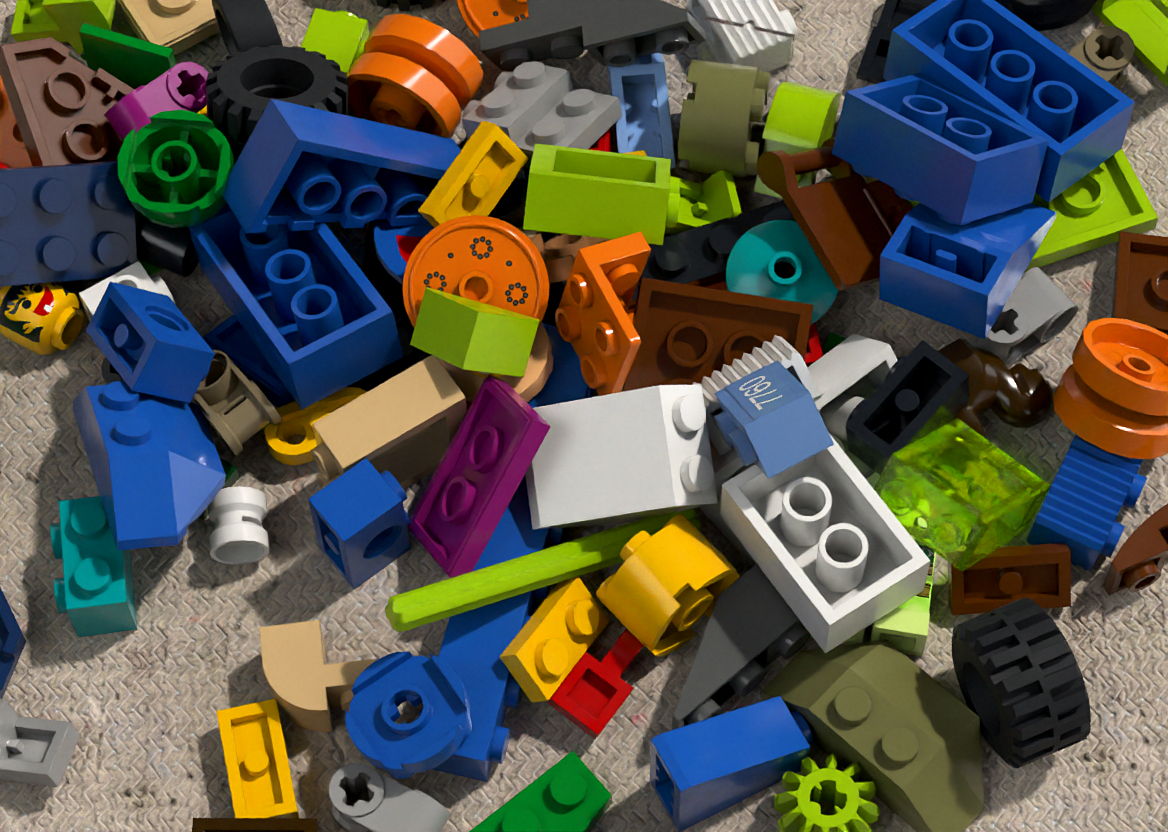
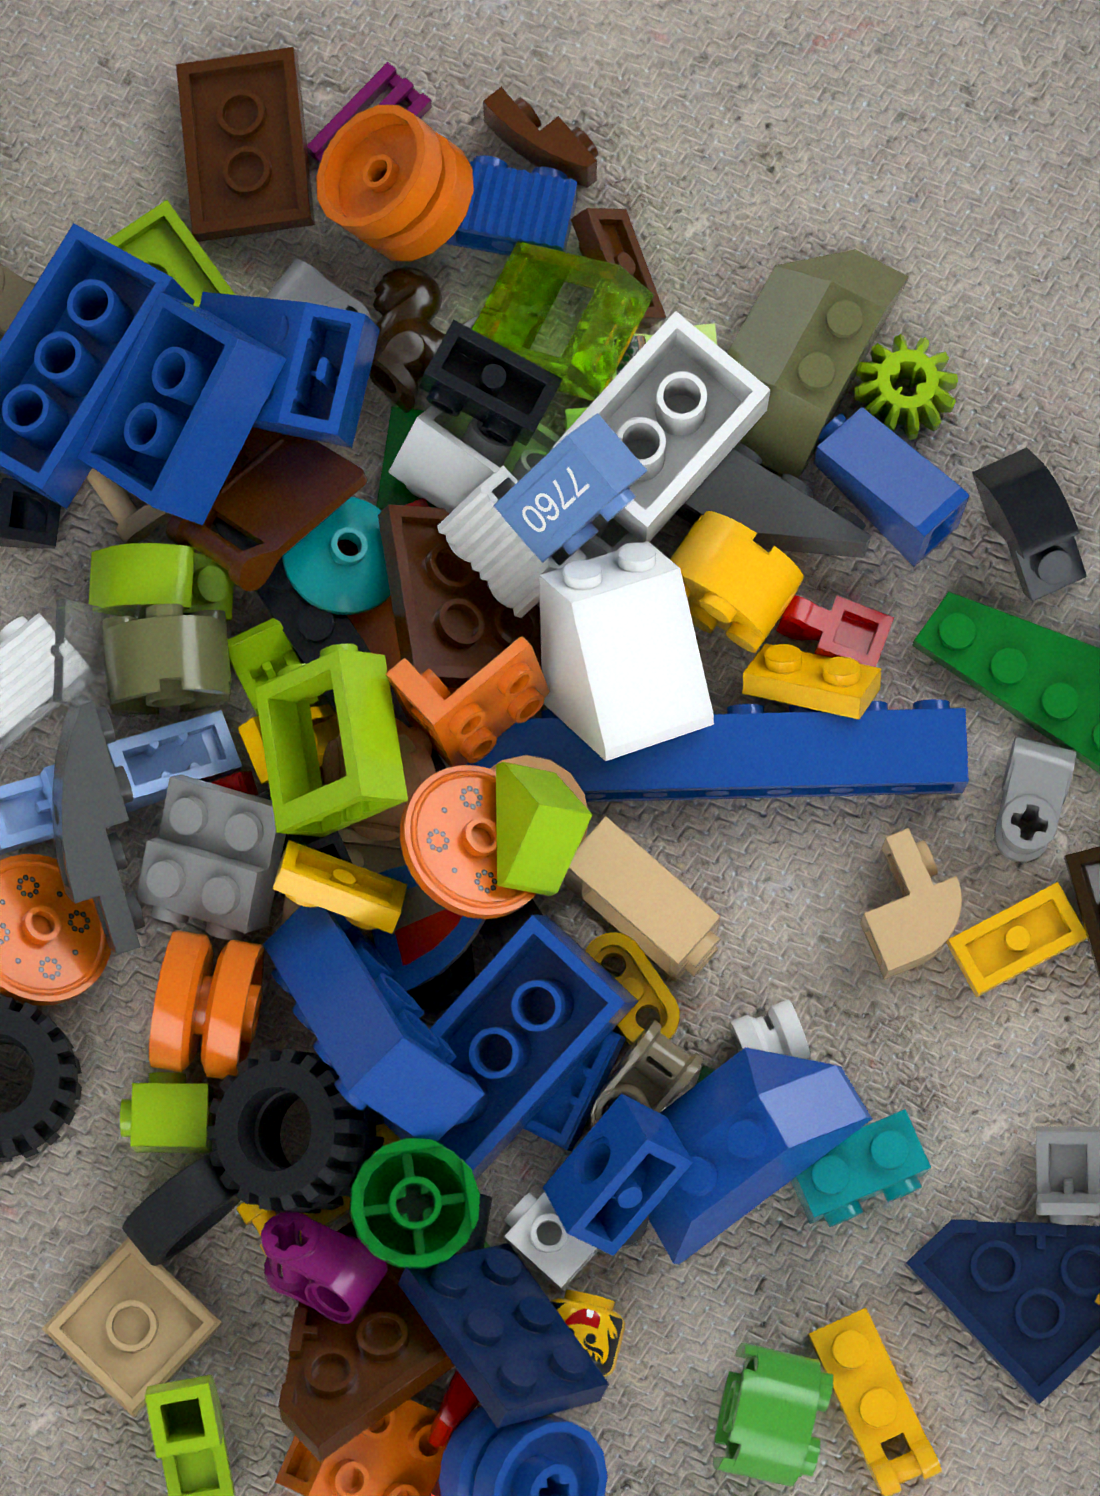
camera: 105 degrees left, 15 degrees up
(123, 56) = (253, 1334): green piece -> none
(361, 522) = (749, 899): blue brick -> none
(420, 744) = (946, 824): blue plate -> none
(477, 476) = (678, 789): magenta tile -> none
(519, 574) = (789, 733): lime axle -> none
(1021, 682) = (745, 223): black tyre -> none

